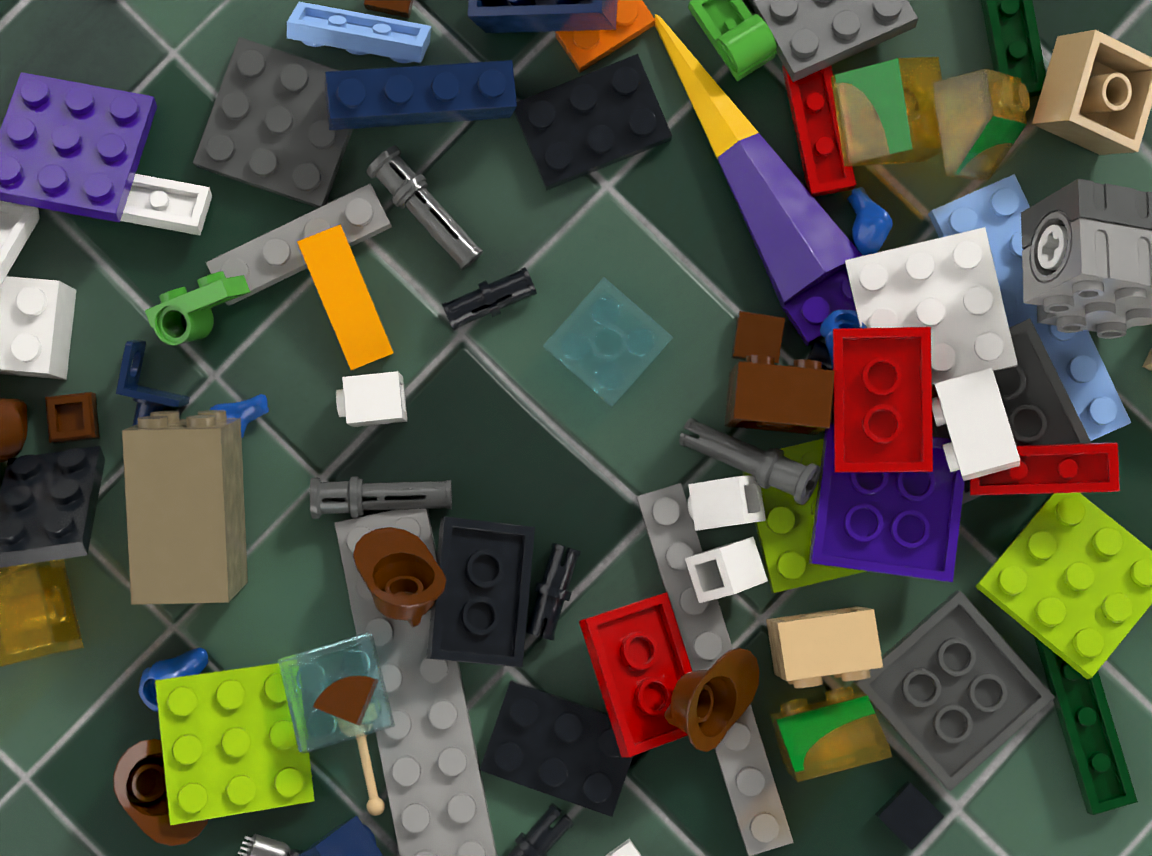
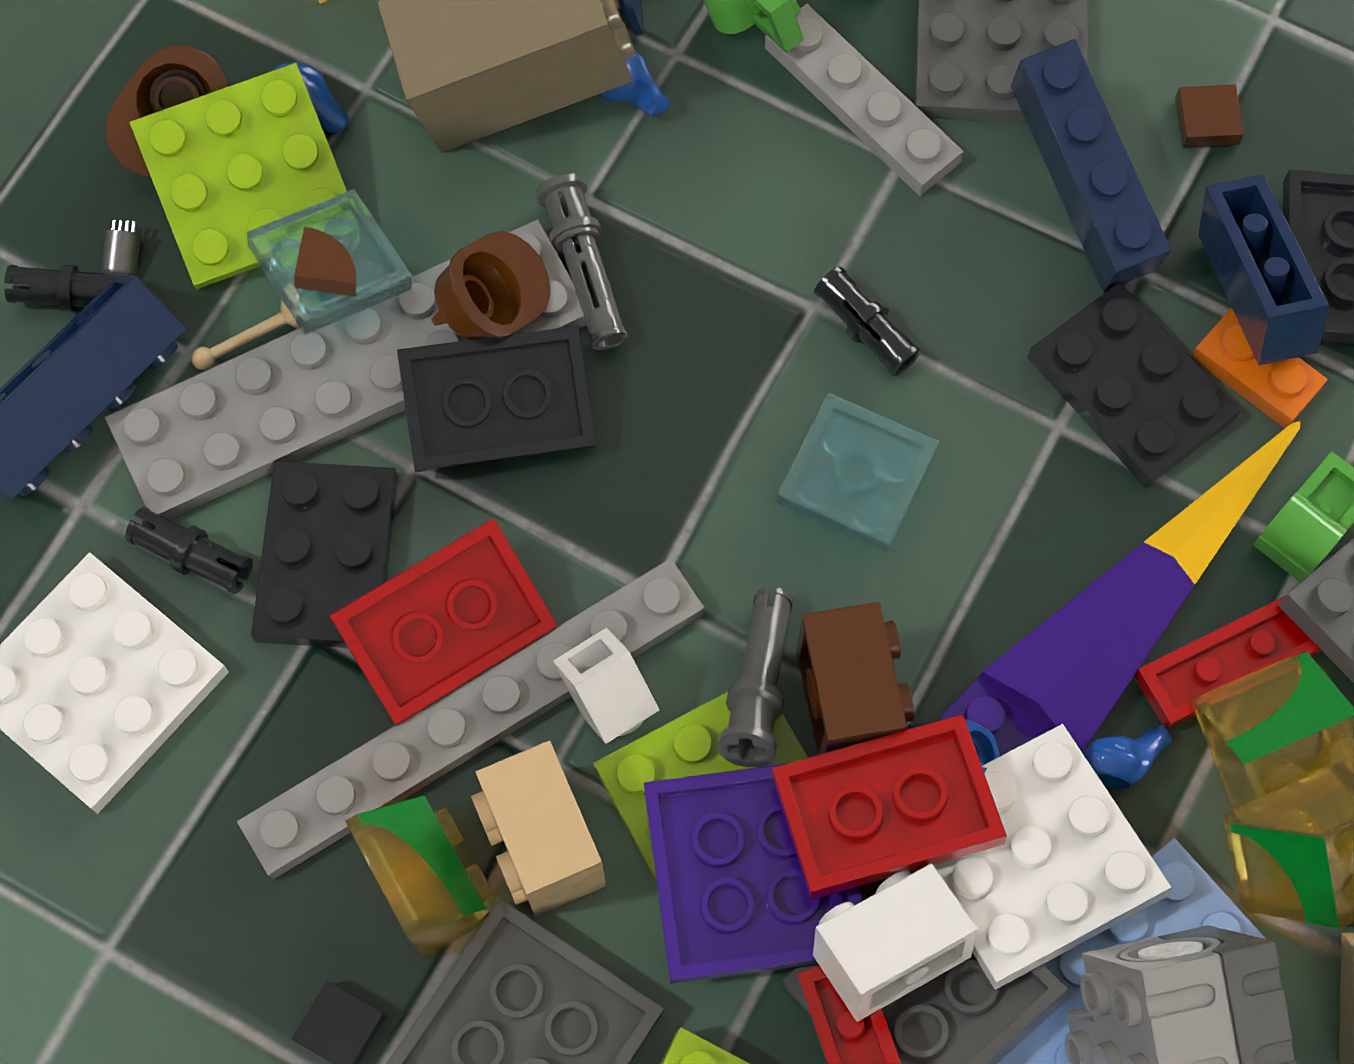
camera: 75 degrees right, 15 degrees down
(345, 297) = (814, 157): light orange tile -> none
(358, 32) = (1141, 90): light blue plate -> none
(372, 399) = (700, 221): white brick -> none
(412, 193) = (966, 201): dark grey pin -> none
(553, 591) = (521, 490): black pin -> none
(713, 699) = (433, 707): reddish brown piece -> none
(725, 502) = (693, 663): white brick -> none
(758, 335) = (928, 658): reddish brown tile -> none

